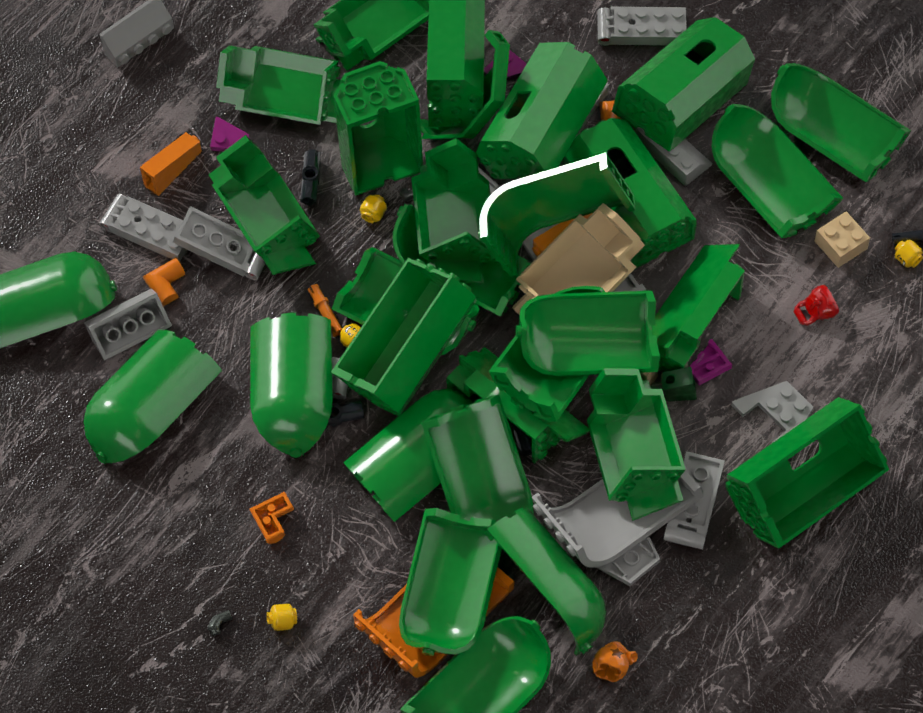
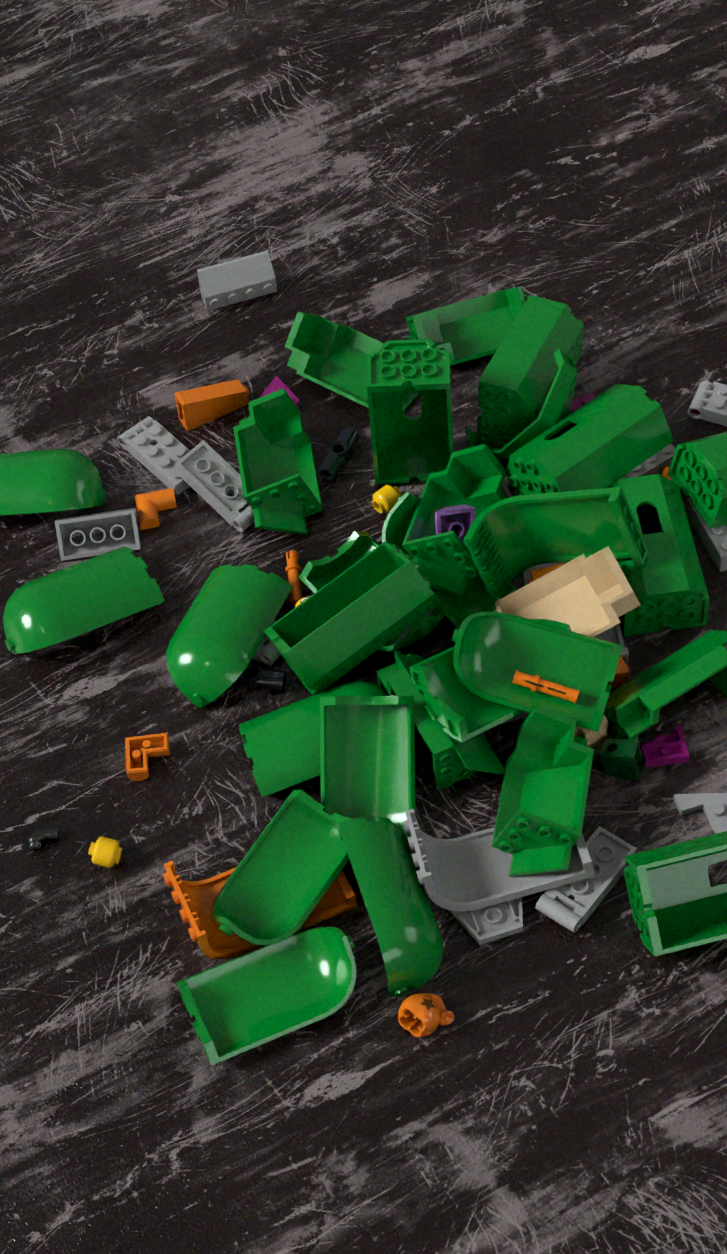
camera: 25 degrees right, 10 degrees down
(456, 217) = (455, 519): none -> medium lavender slope
(600, 347) = (520, 679): none -> orange pin

